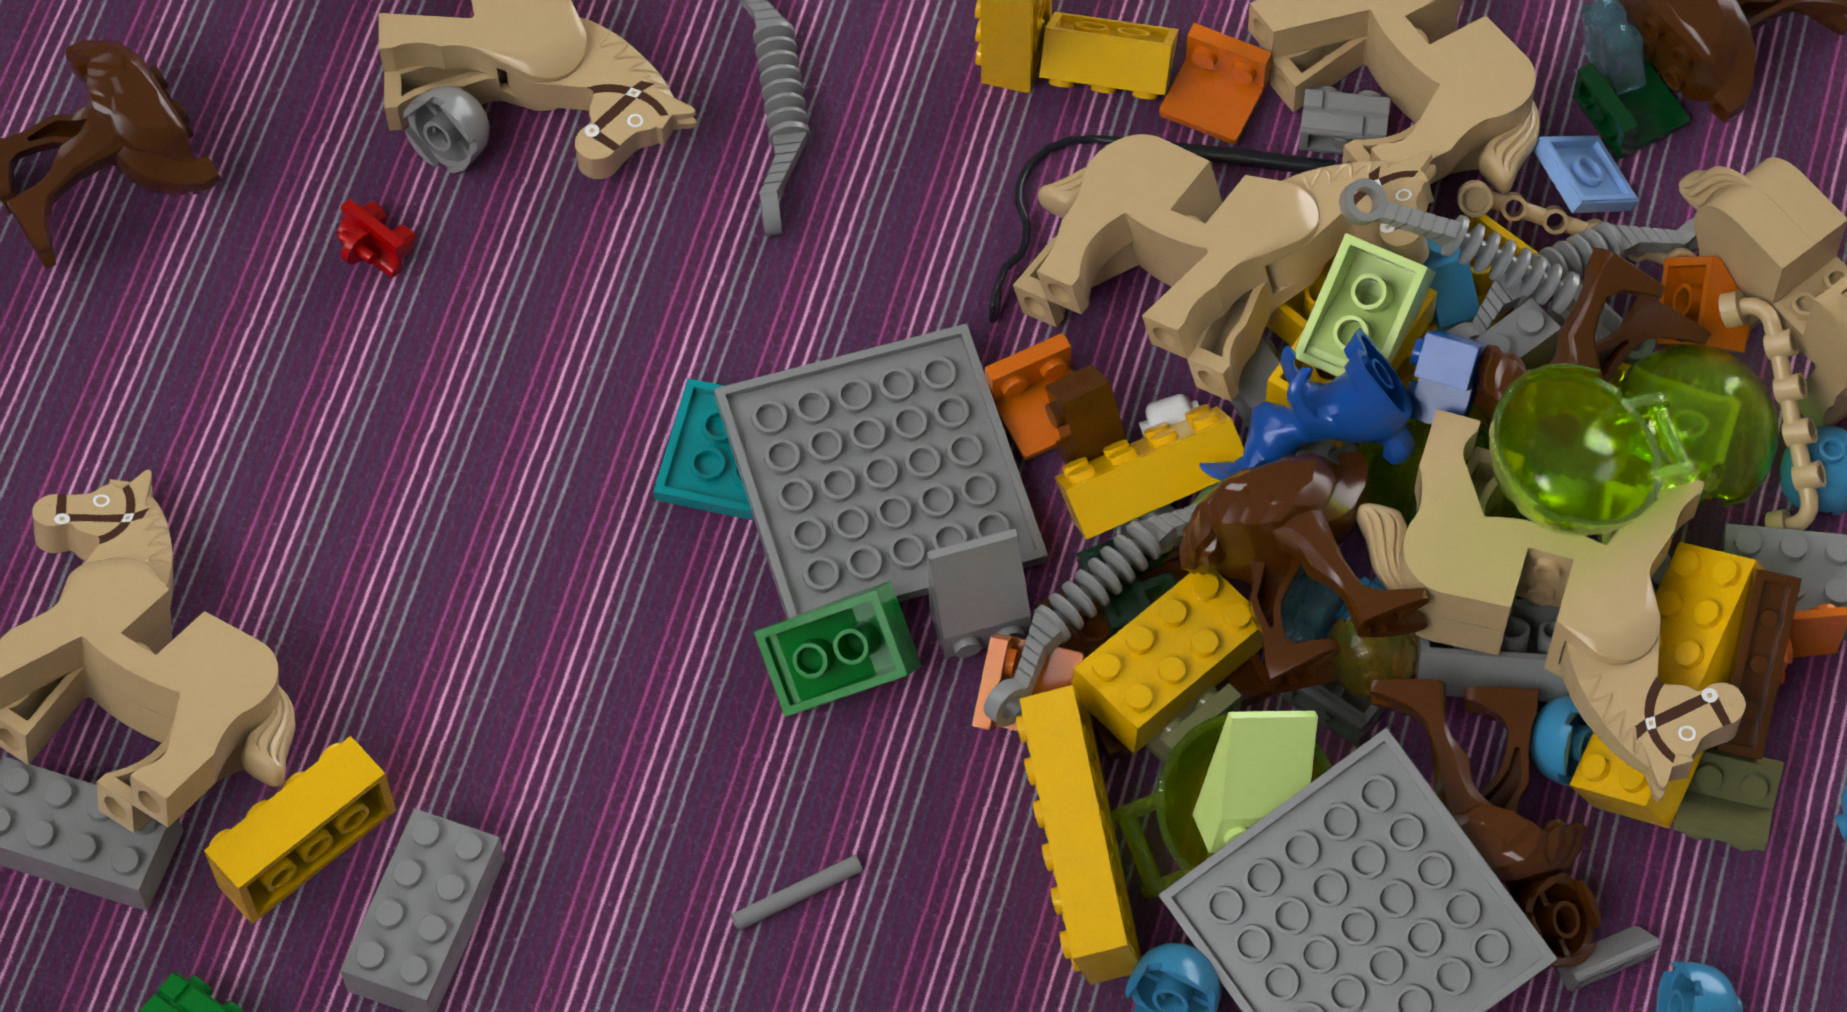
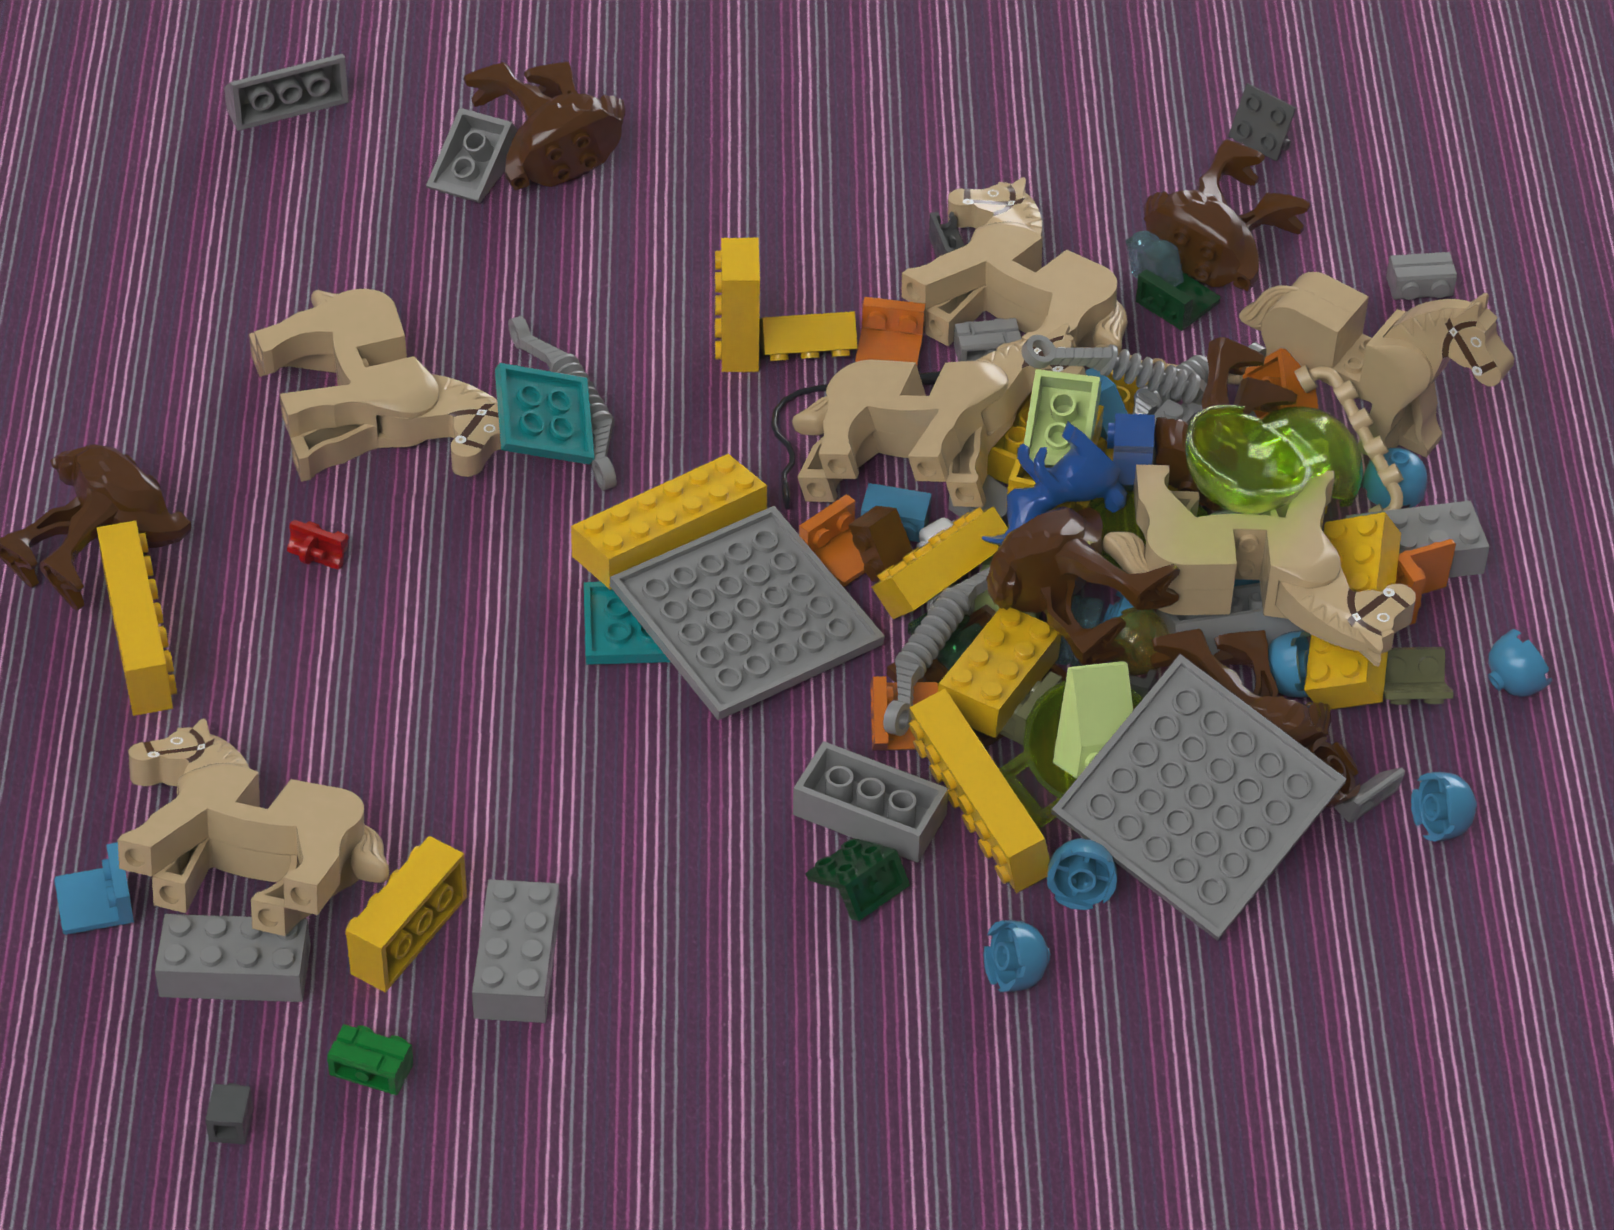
camera: 20 degrees left, 15 degrees down
(108, 302) = (137, 618): none -> yellow brick
(447, 127) = (349, 463): light grey cylinder -> none
(710, 115) = (544, 413): none -> teal plate
(796, 892) = (782, 882): light grey piece -> none
(825, 310) = (667, 517): none -> yellow brick
(838, 649) = (757, 720): green slope -> none
(893, 912) = (863, 874): none -> dark green bracket
(939, 809) = (870, 801): none -> light grey brick
(977, 592) = (845, 658): light grey slope -> none
(1131, 364) = (912, 506): none -> dark azure brick
(1585, 174) = (1164, 338): light blue tile -> none
(1760, 656) = (1407, 568): reddish brown plate -> none

